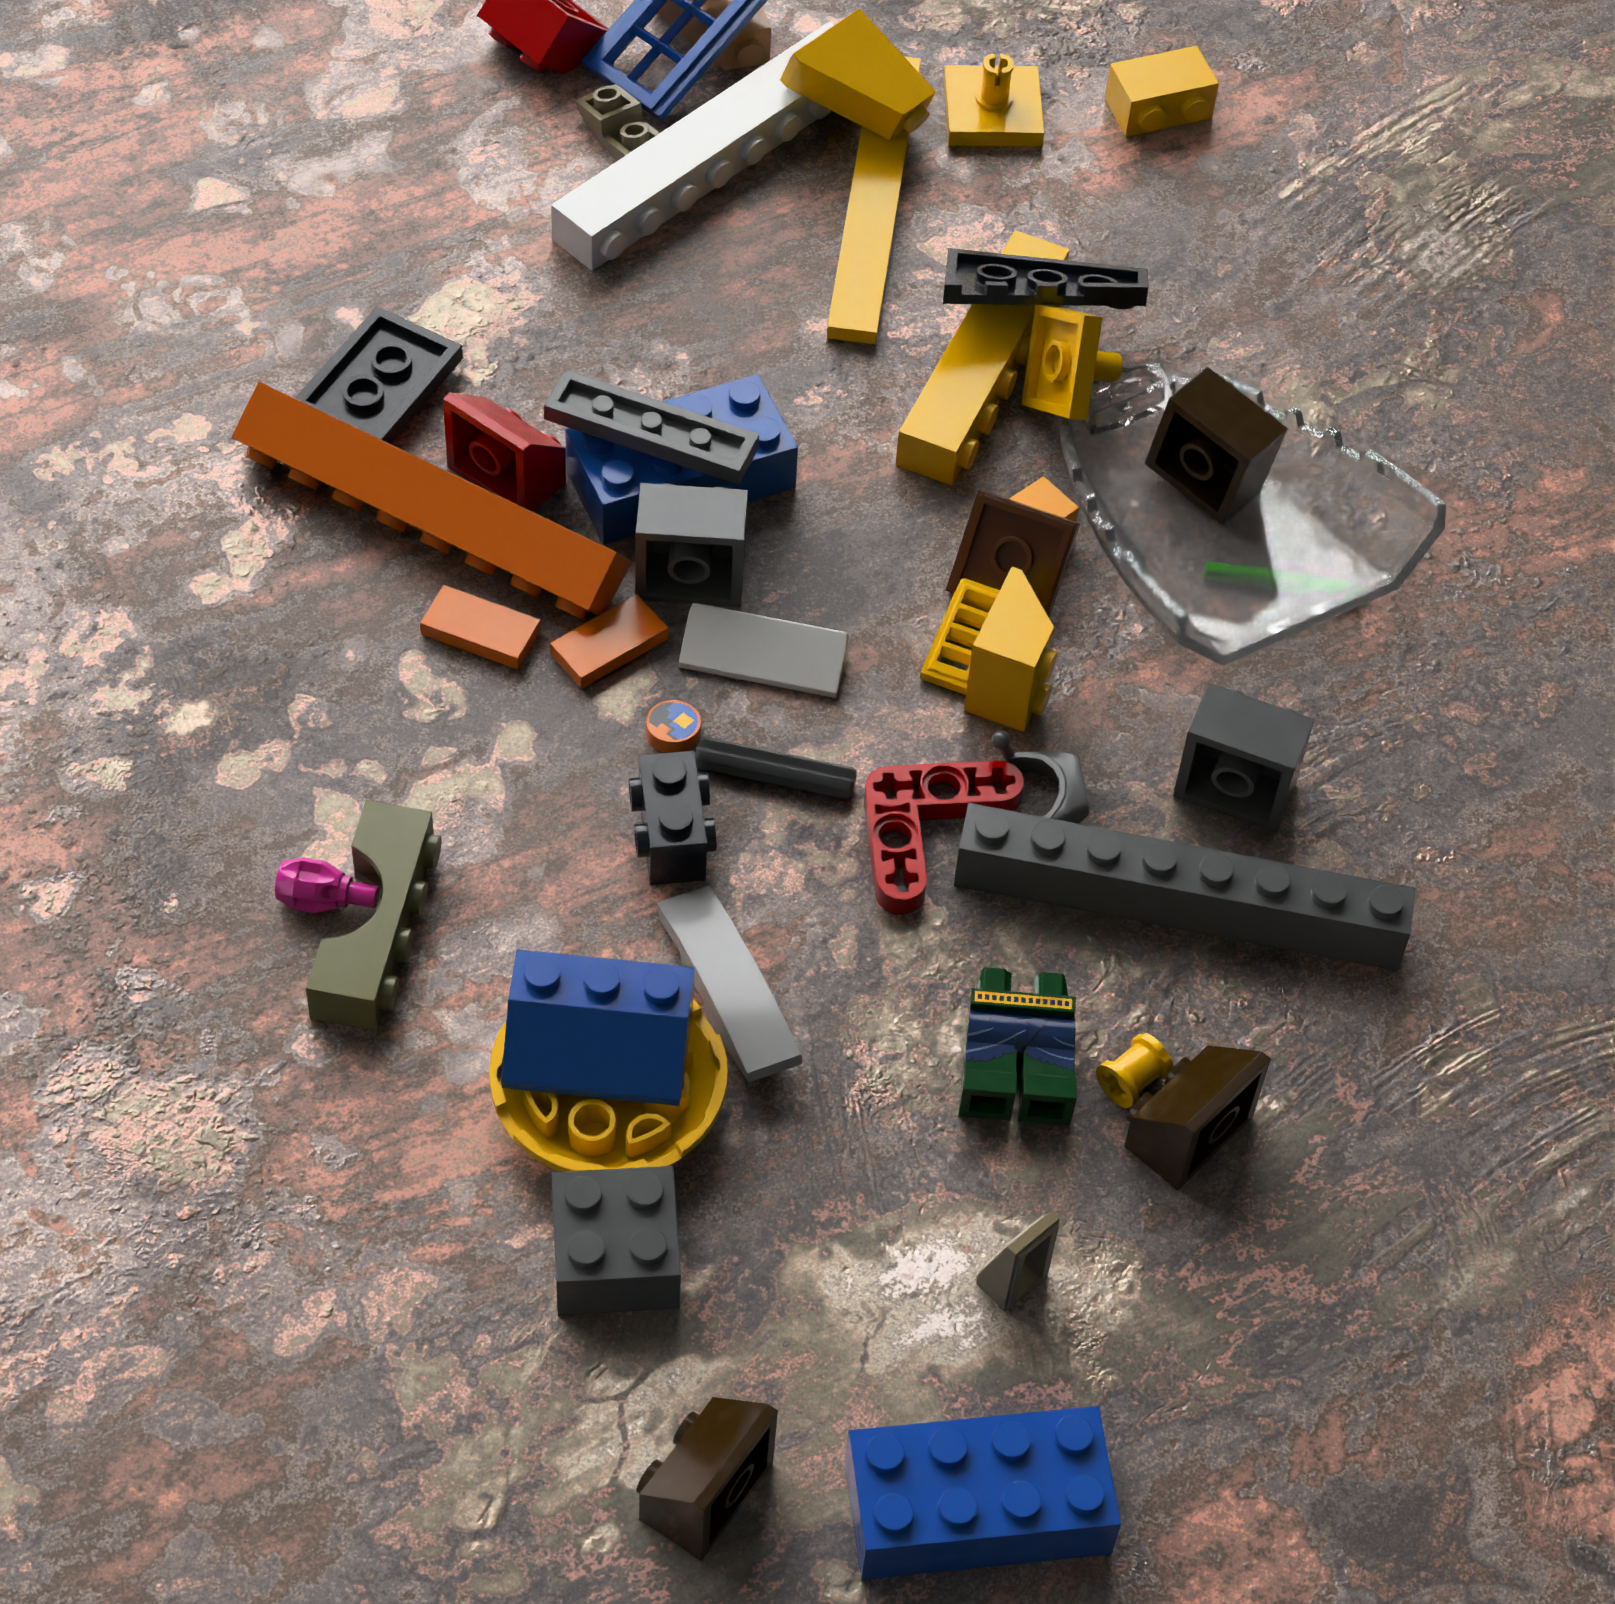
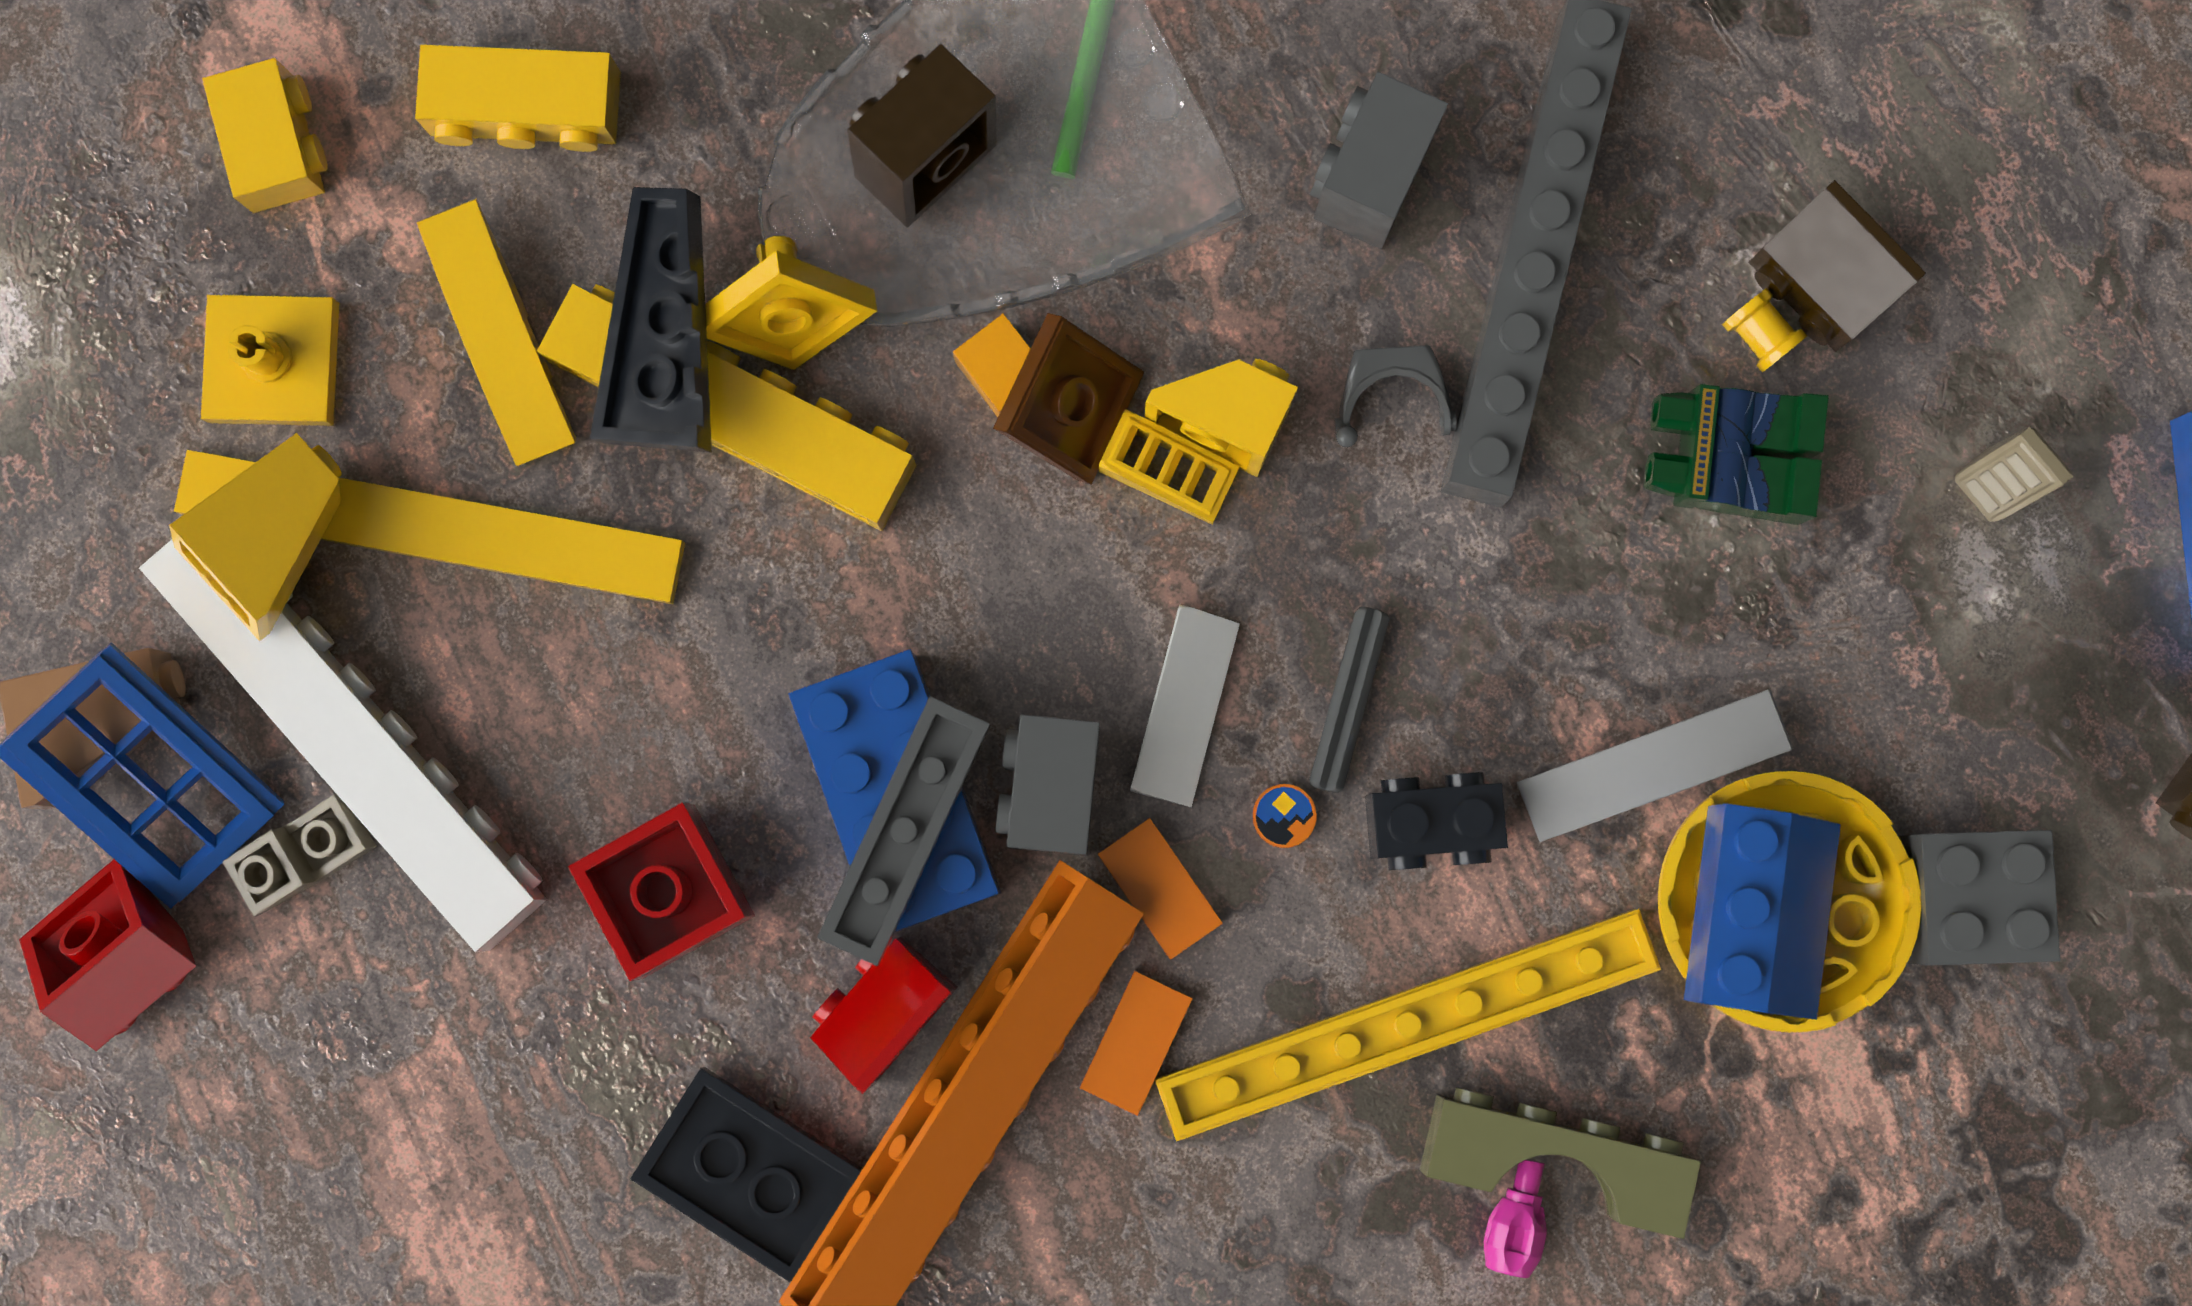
camera: 80 degrees left, 30 degrees up
(489, 800) = (1407, 1024): none -> yellow tile
(600, 314) = (661, 891): none -> red brick
(906, 813) = (1418, 555): red beam -> none
(1045, 210) = (496, 331): none -> yellow slope
(1213, 230) = (518, 96): none -> yellow brick

